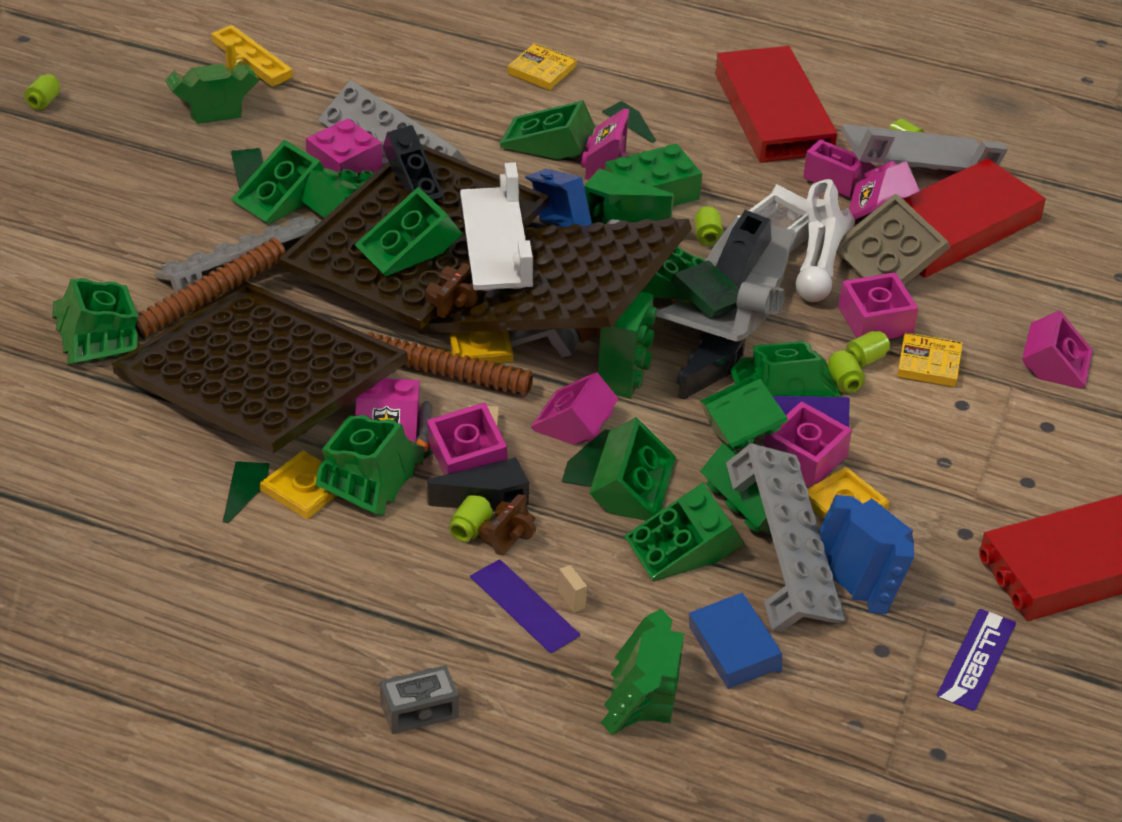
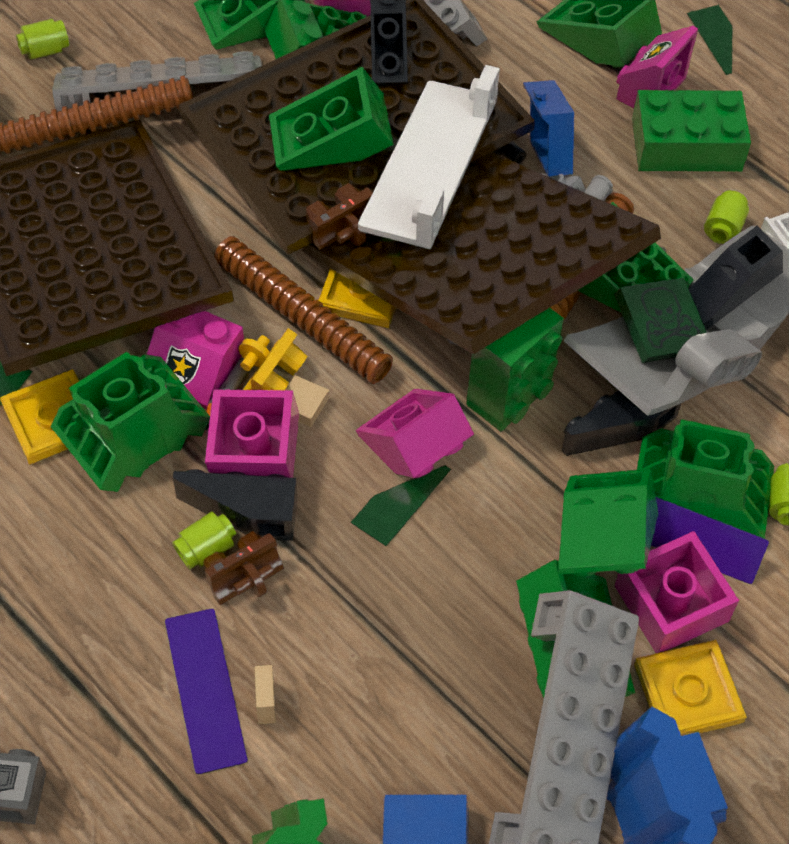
camera: 25 degrees right, 15 degrees up
(131, 250) = (42, 38): none -> lime brick
(446, 399) = (283, 353): none -> yellow hips
(625, 199) = (631, 159): green slope -> none
(632, 472) = (436, 549): green slope -> none
(684, 536) = (450, 669): green slope -> none

